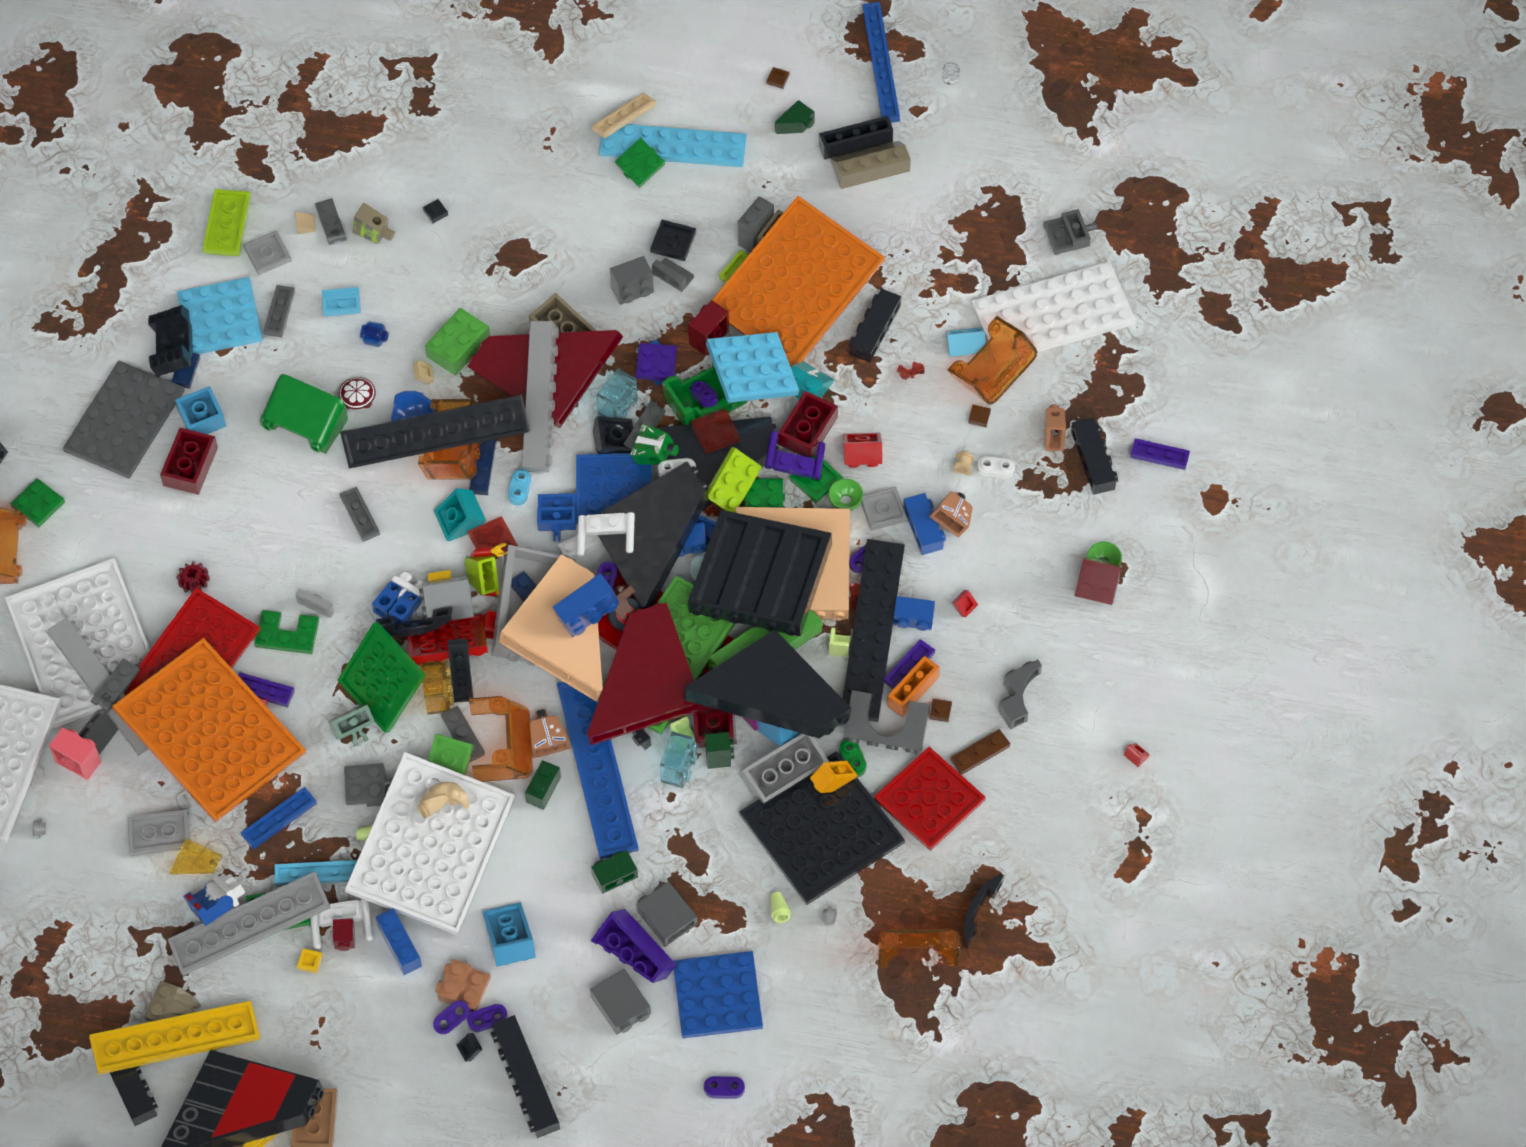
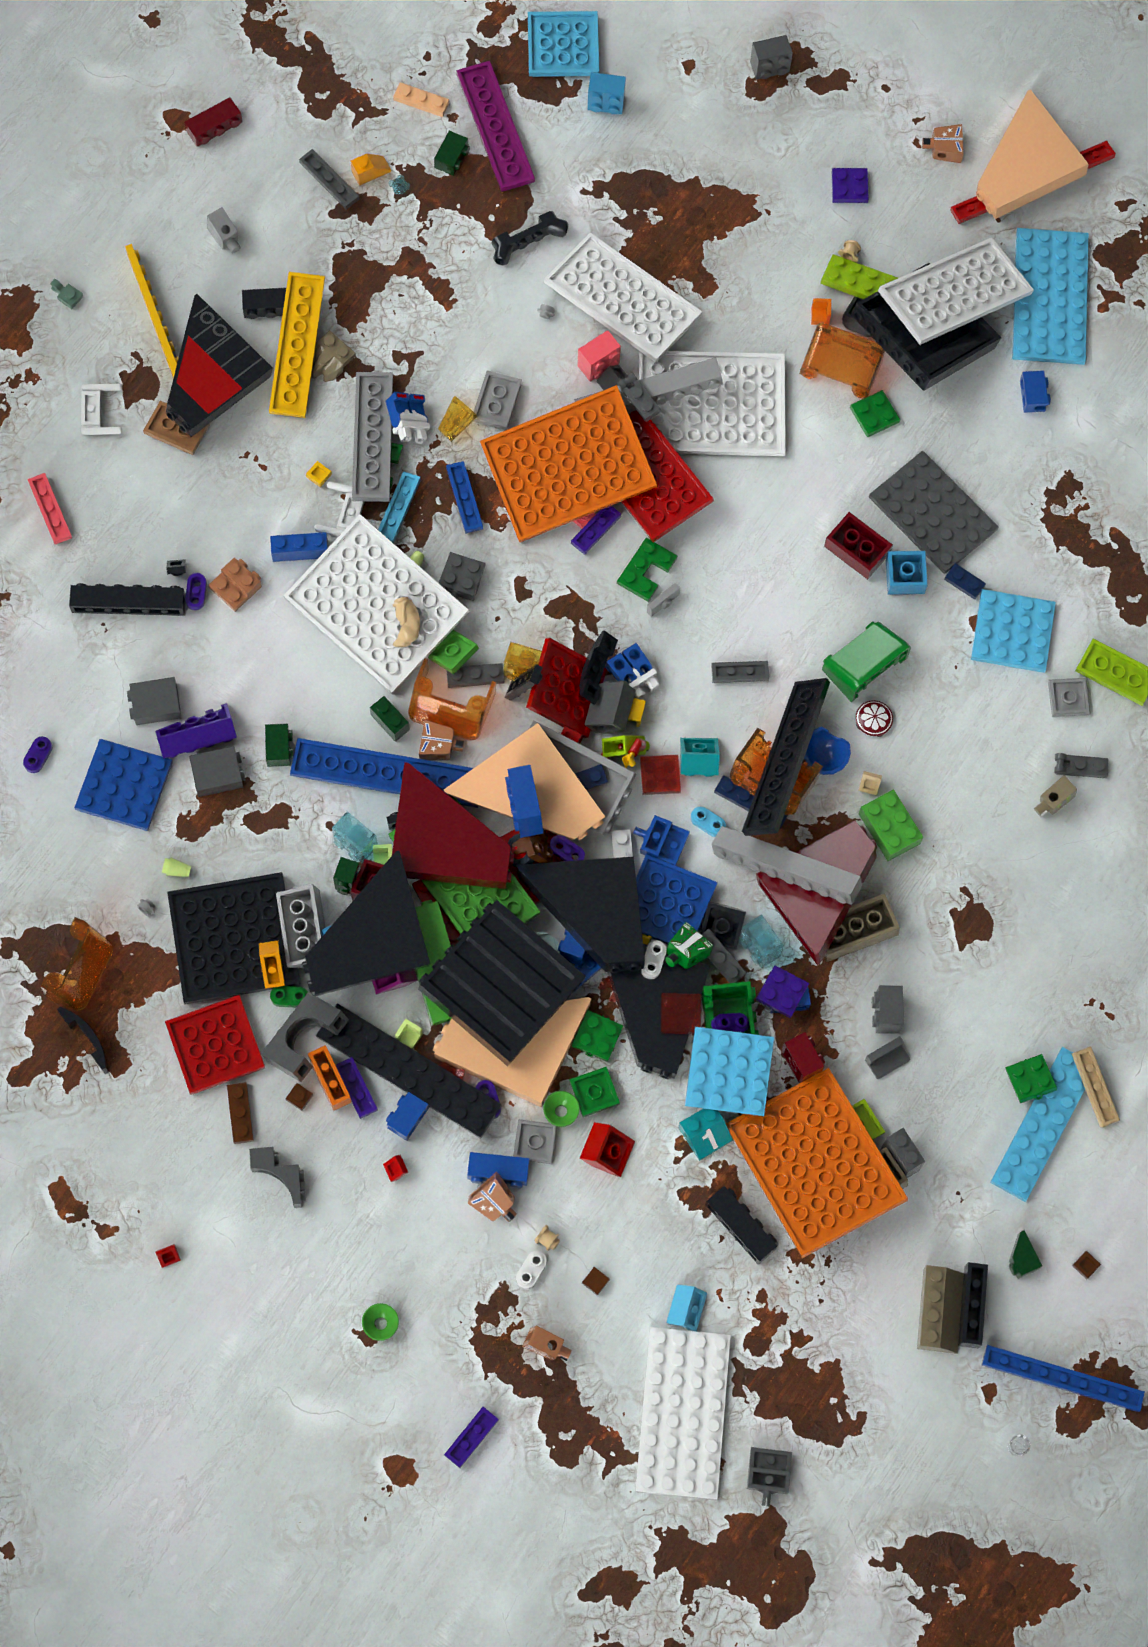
camera: 110 degrees right, 10 degrees up
(173, 340) = (993, 575): black plate -> none
(186, 580) = (729, 512): dark red gear -> none
(279, 311) = (995, 682): dark grey plate -> none
(305, 222) = (1089, 741): tan slope -> none
(341, 301) = (982, 740): medium azure plate -> none
(344, 934) = (328, 507): dark red brick -> none
(352, 722) = (525, 584): sand green brick -> none
(374, 333) = (932, 755): clear blue head -> none
(381, 677) = (551, 618): green plate -> none
(435, 211) = (1055, 866): black plate -> none
(451, 1017) = (209, 566): dark purple plate -> none
(509, 934) = (263, 636): dark azure slope -> none
(603, 525) = (616, 867): white plate -> none
(673, 240) = (925, 1073): black plate -> none
(733, 480) = (617, 1005): lime plate -> none
(794, 463) = (613, 1073): dark purple plate -> none
(807, 425) = (652, 1106): dark red brick -> none
(917, 368) = (674, 1230): clear red piece -> none
(997, 362) = (641, 1316): clear orange windscreen -> none
(1094, 456) = (498, 1369): black brick -> none
(1098, 580) = (354, 1300): dark red brick -> none

